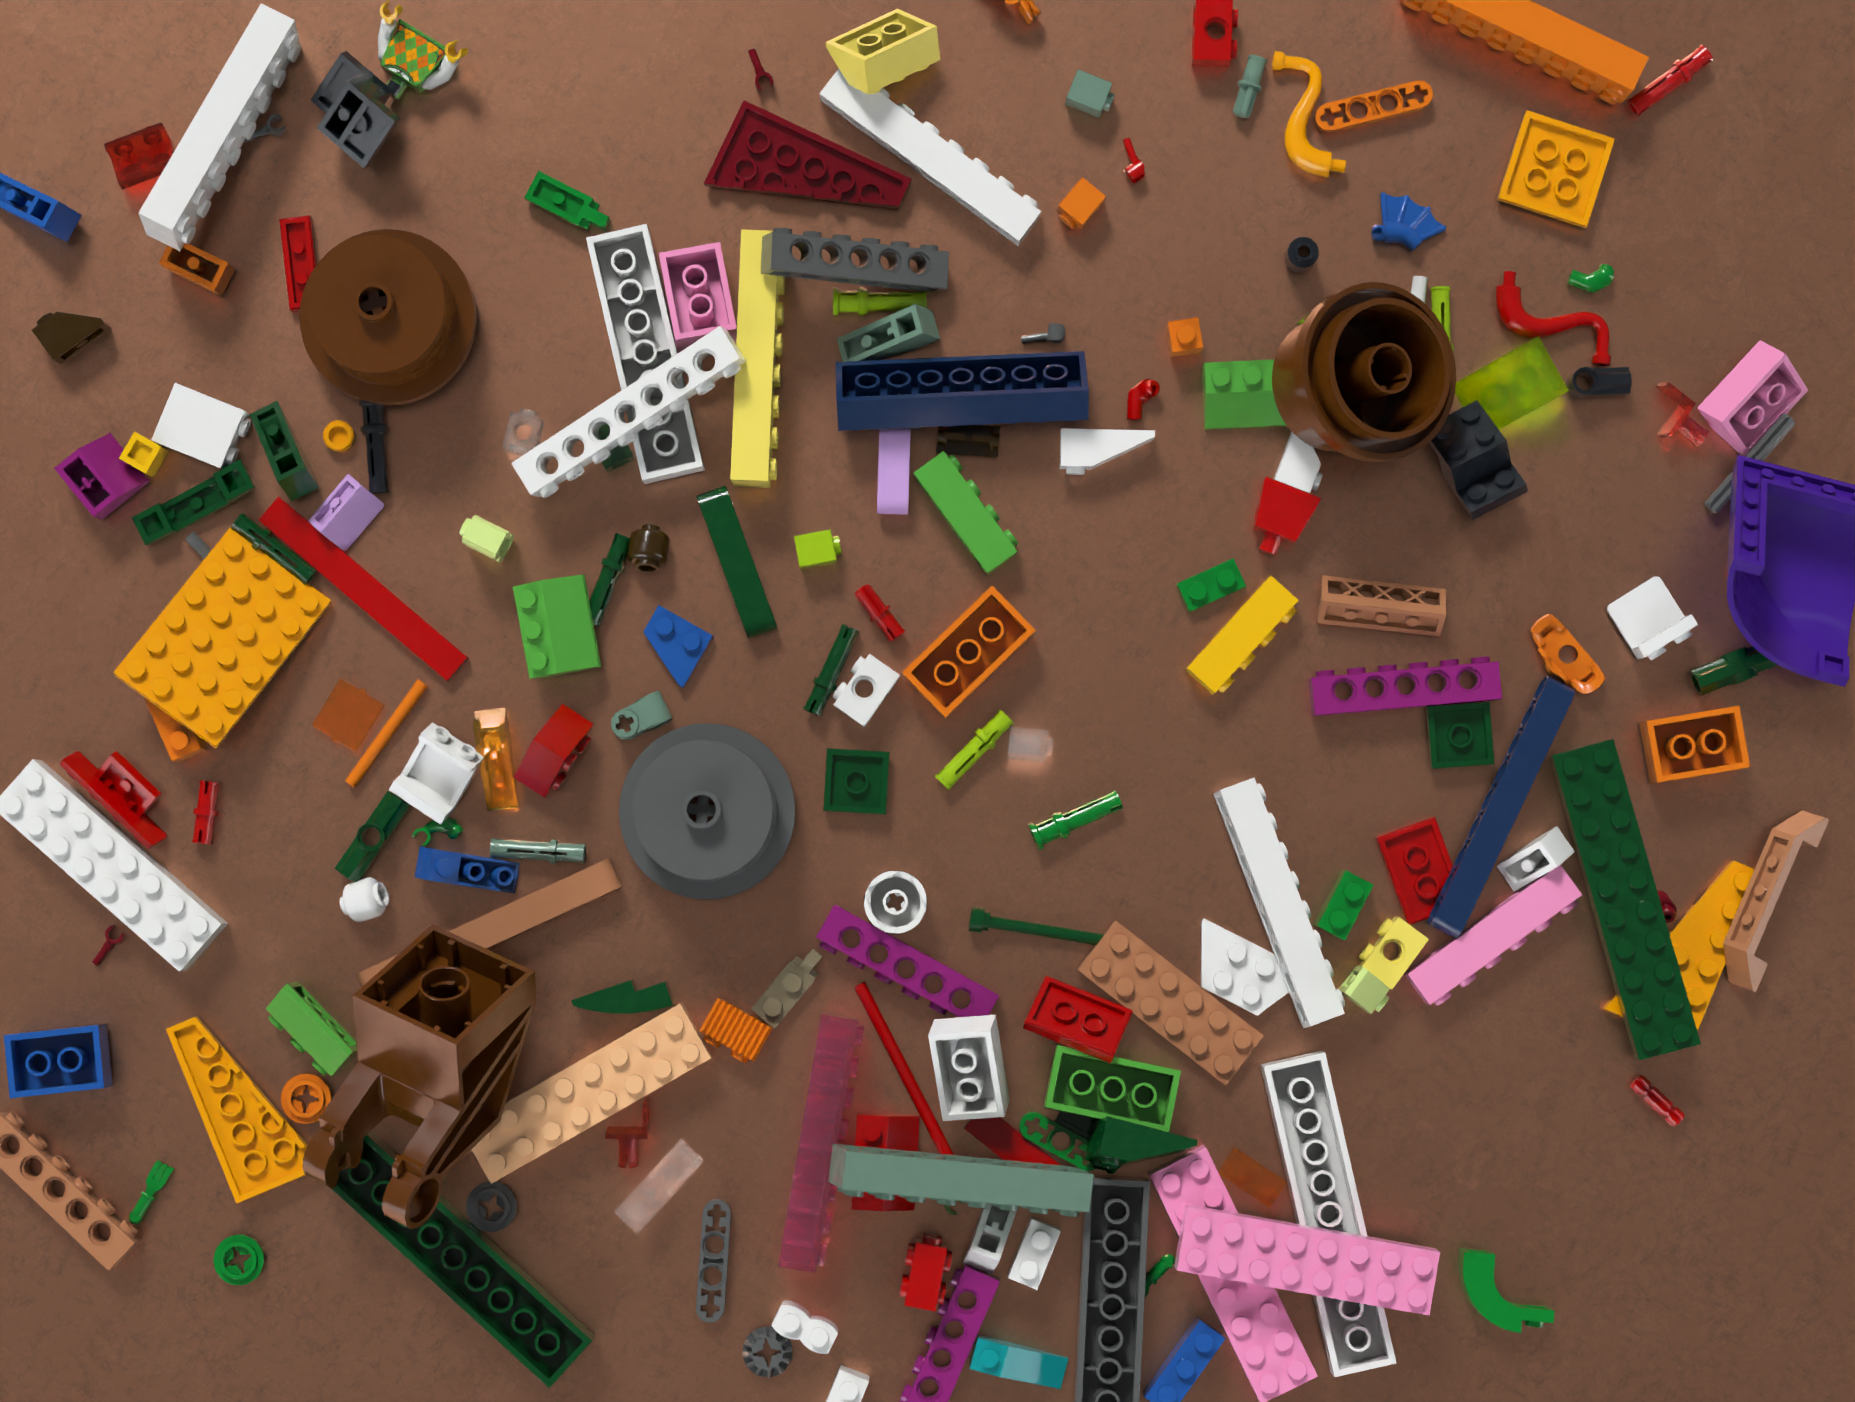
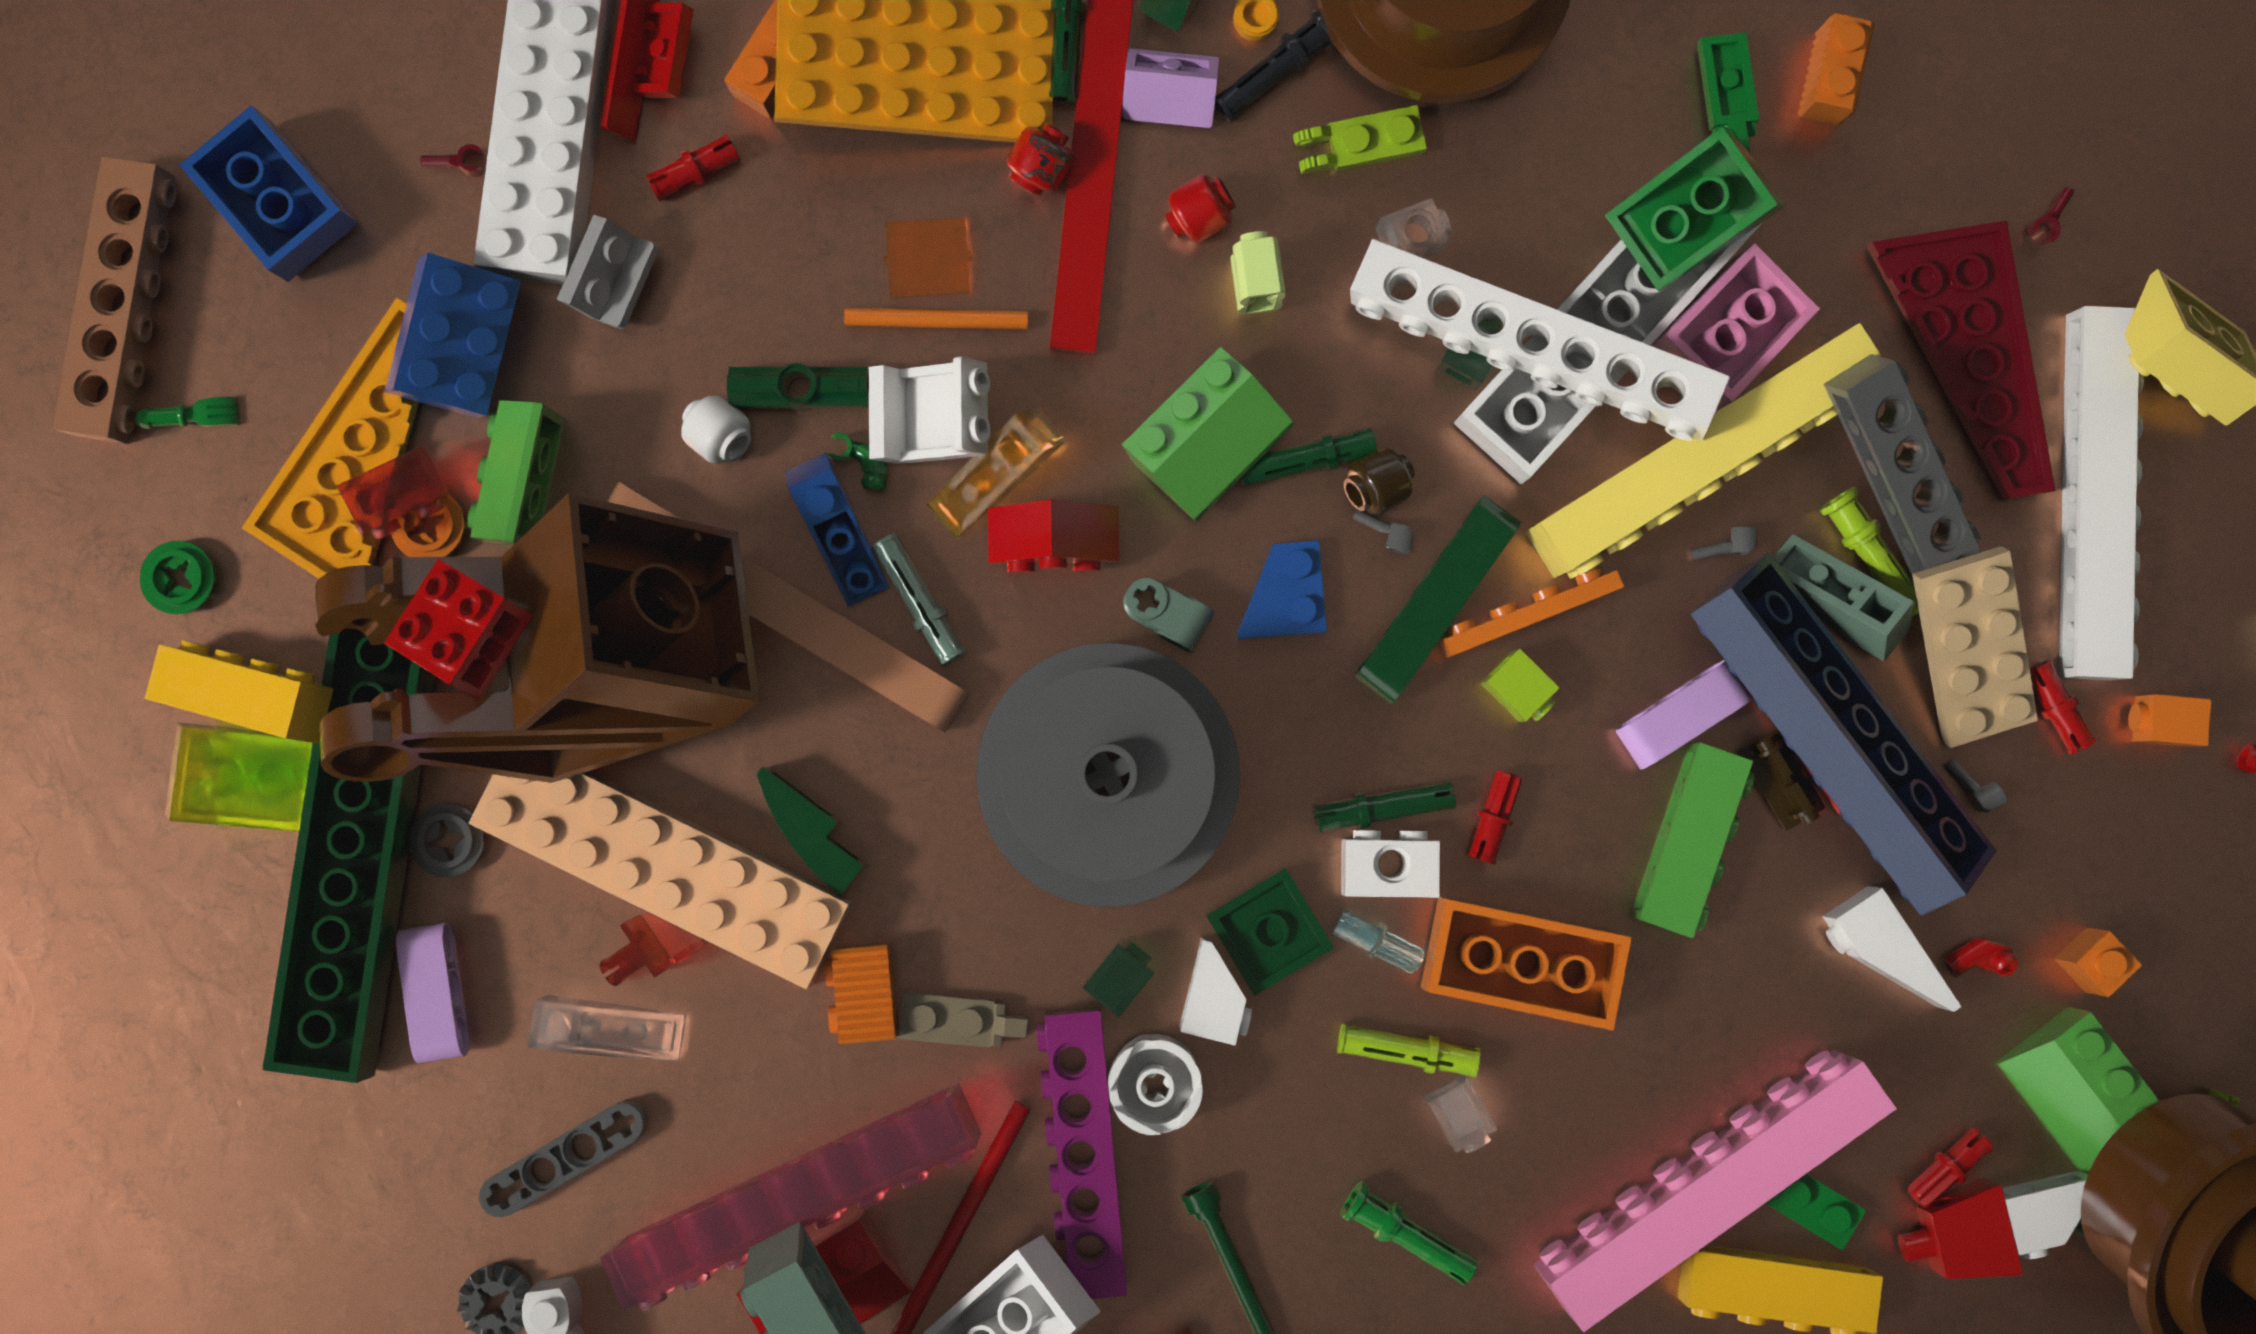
camera: 55 degrees right, 0 degrees up
(211, 1011) = (452, 335): none -> blue brick
(235, 900) = (608, 273): none -> light grey bracket
(276, 1102) = (394, 492): none -> clear red bracket
(330, 1263) = (239, 693): none -> yellow brick
(337, 614) = (1040, 159): none -> red head
(377, 1297) = (237, 778): none -> clear neon green slope
(384, 1104) = (458, 629): none -> red brick
(426, 543) = (1200, 208): none -> red head
(451, 424) = (1364, 140): none -> lime hinge
(571, 1270) = (432, 992): none -> lavender beam
(594, 135) = (1836, 69): none -> orange brick
(616, 274) = (1695, 208): none -> green slope
(687, 558) = (1399, 535): none -> dark grey hand
(781, 502) = (1547, 604): none -> orange plate
(822, 371) = (1742, 543): none -> dark grey hand
(824, 881) = (1120, 977): none -> clear green brick
(872, 837) = (1214, 1000): none -> white slope
(903, 725) = (1378, 942): none -> clear light blue axle
(965, 285) = (1975, 646): none -> tan plate
(1033, 258) = (2060, 708): none -> red pin
(1159, 634) = (1712, 1186): none -> bright pink brick
(1241, 496) = (1949, 1168): none -> red axle

